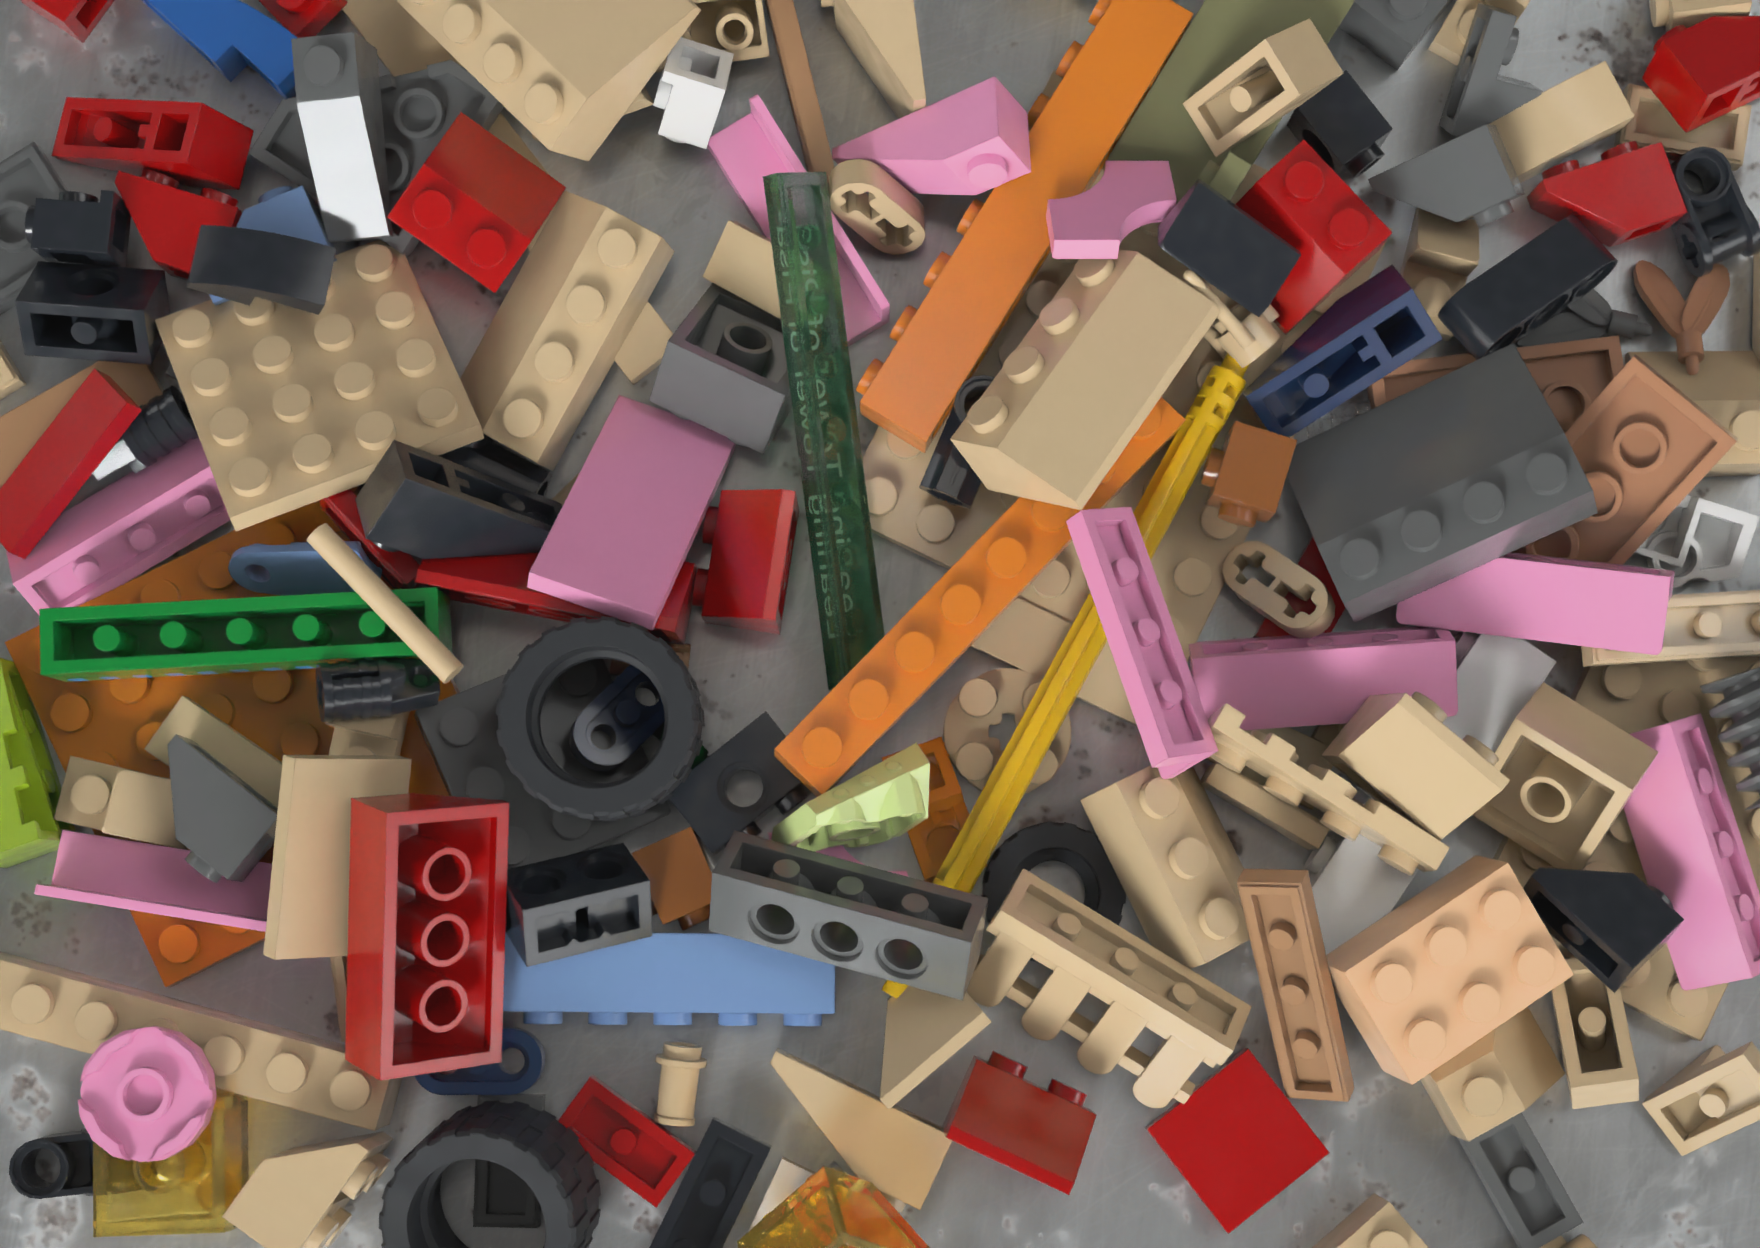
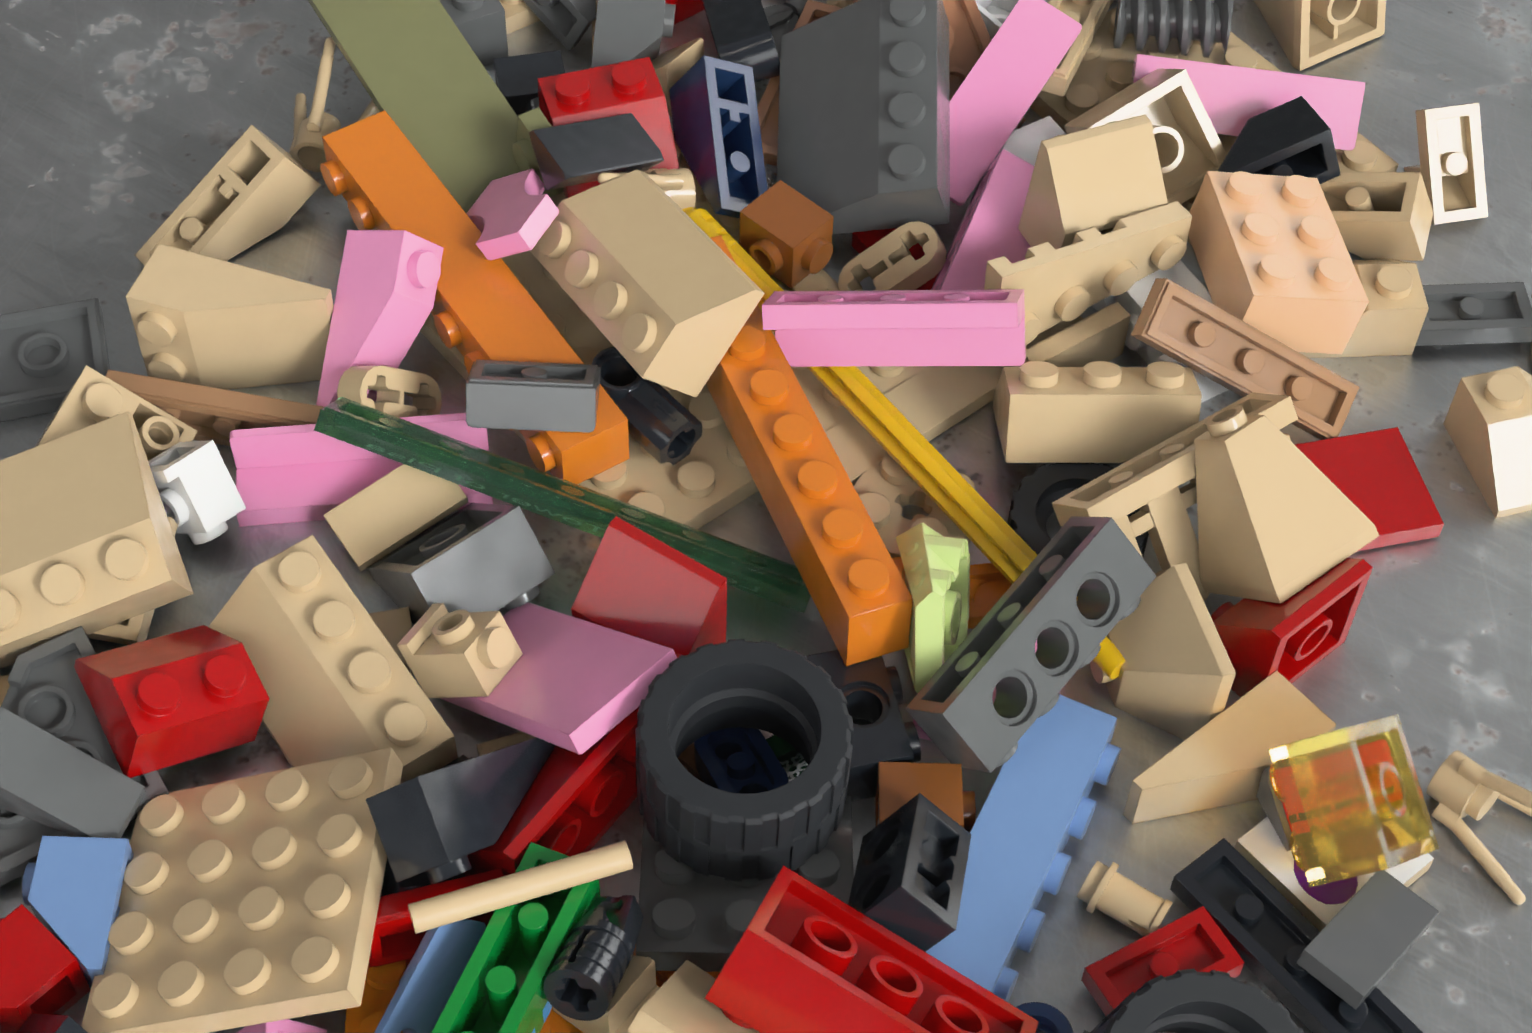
camera: 65 degrees left, 30 degrees down
(263, 265) = (94, 892): black slope -> none
(623, 421) = (459, 652): none -> tan brick
(905, 344) = (532, 396): none -> slope
(1095, 1081) = (1267, 511): none -> tan slope
(1263, 86) = (478, 88): tan slope -> none

